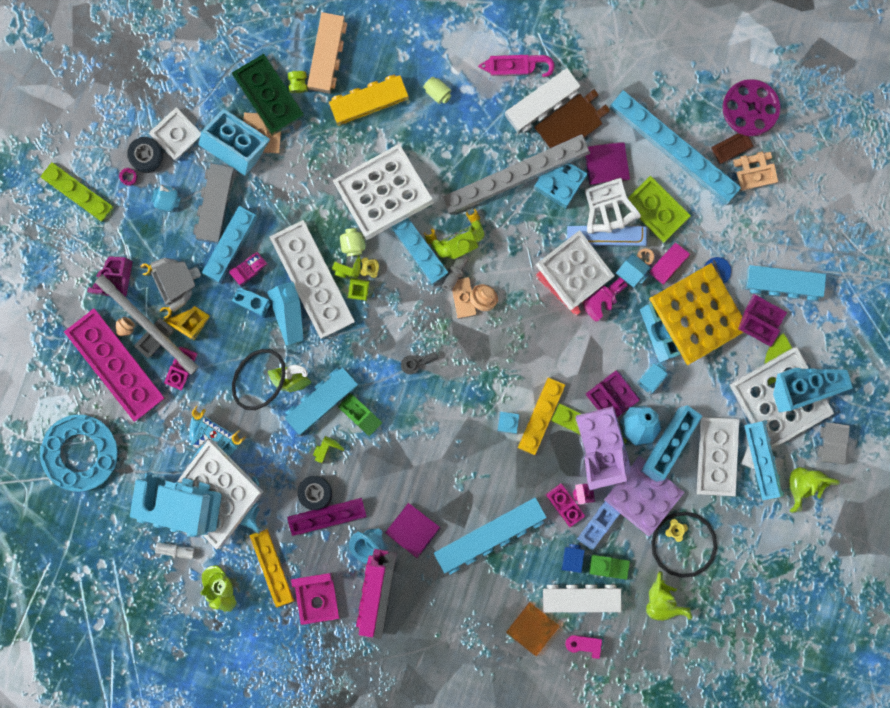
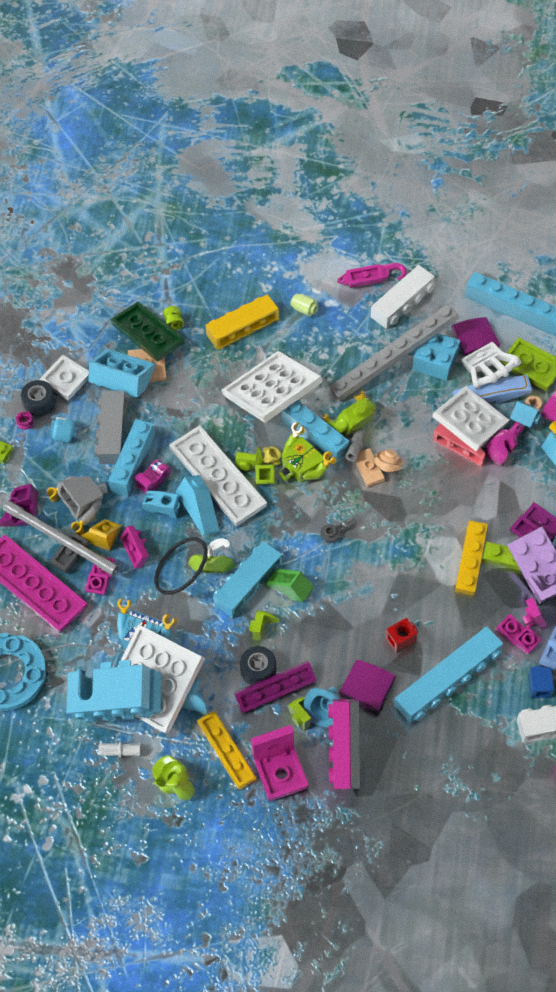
camera: 10 degrees left, 25 degrees down
(124, 326) = (37, 547): light nougat plate -> none
(217, 345) = (134, 546): none -> dark pink plate
(326, 52) = (195, 292): light nougat brick -> none
(343, 550) = (299, 715): none -> lime plate
(352, 242) = (251, 436): yellowish green head -> none
(398, 279) = (302, 459): none -> lime torso
(450, 494) = (400, 642): none -> red brick
(508, 423) = (440, 565): medium azure brick -> none
(532, 629) = (517, 761): clear orange tile -> none
(572, 120) = (432, 302): reddish brown tile -> none

